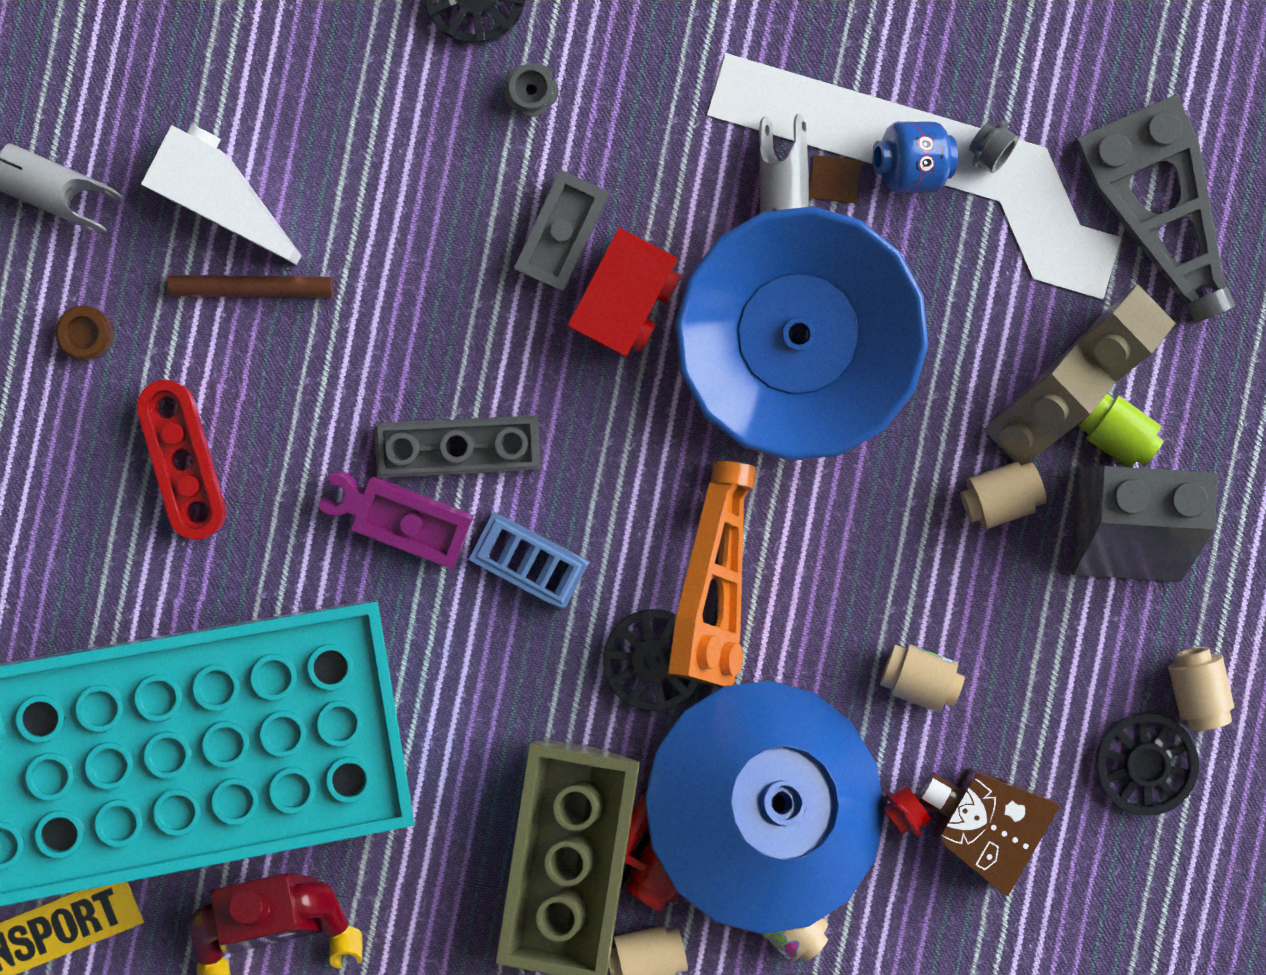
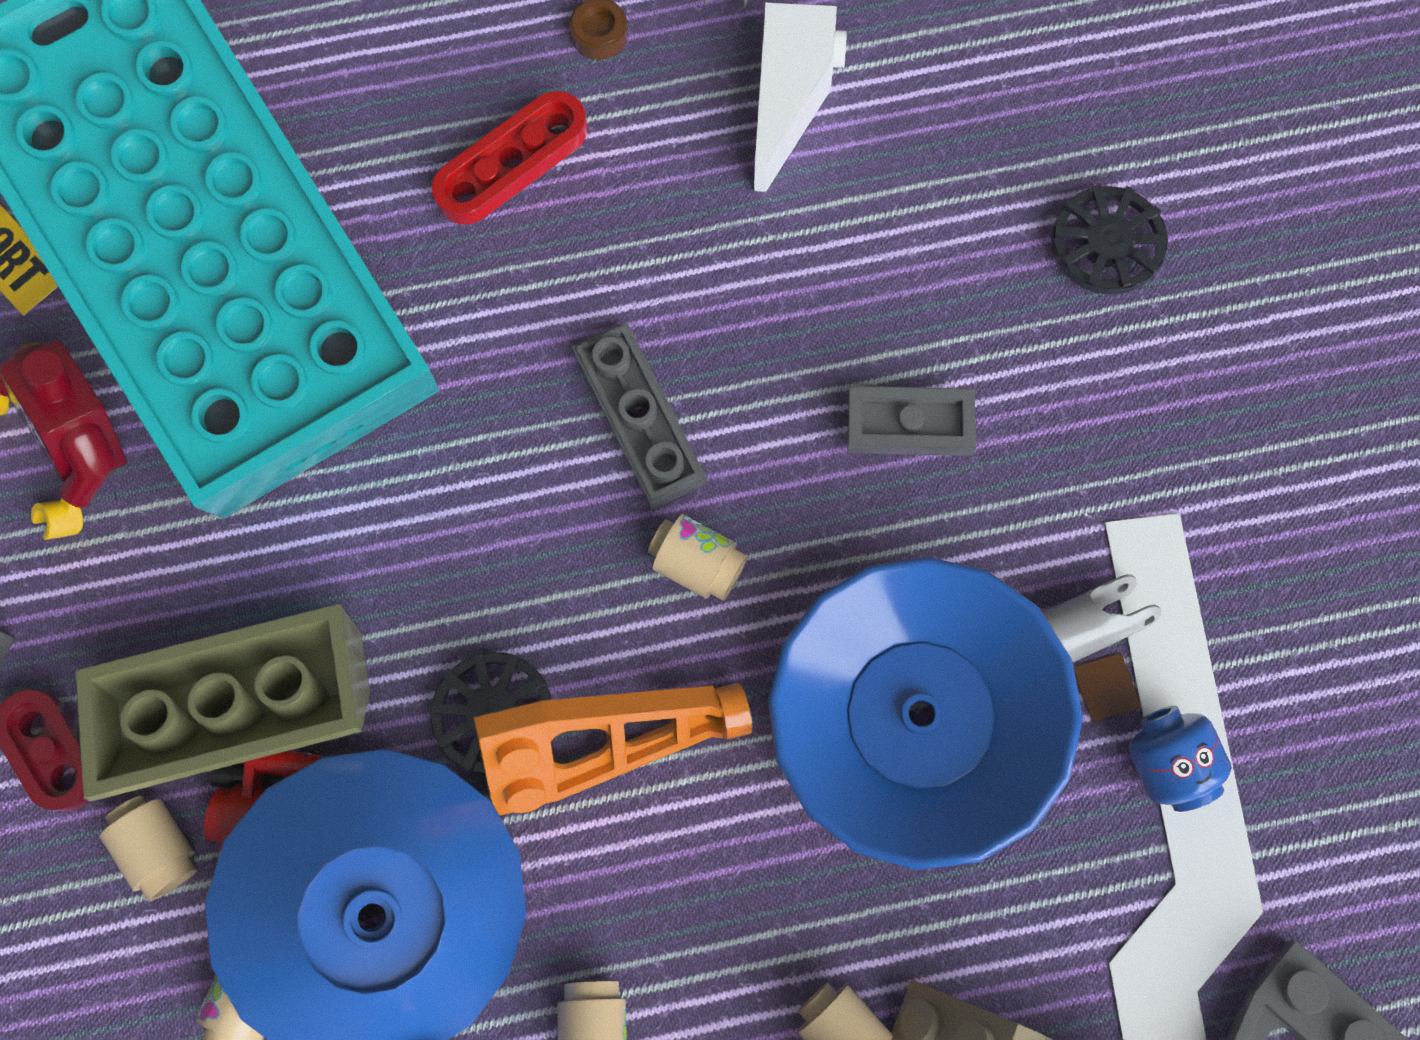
camera: 70 degrees right, 15 degrees down
(251, 286) = (713, 155): copper bar -> none
(401, 518) = (538, 386): magenta plate -> none
(520, 79) = (1052, 321): dark grey plate -> none
(570, 580) = (547, 585): medium blue slope -> none
(601, 451) = (696, 557): none -> tan brick
(624, 294) = (876, 507): red brick -> none
(993, 146) = (1235, 845): dark grey plate -> none

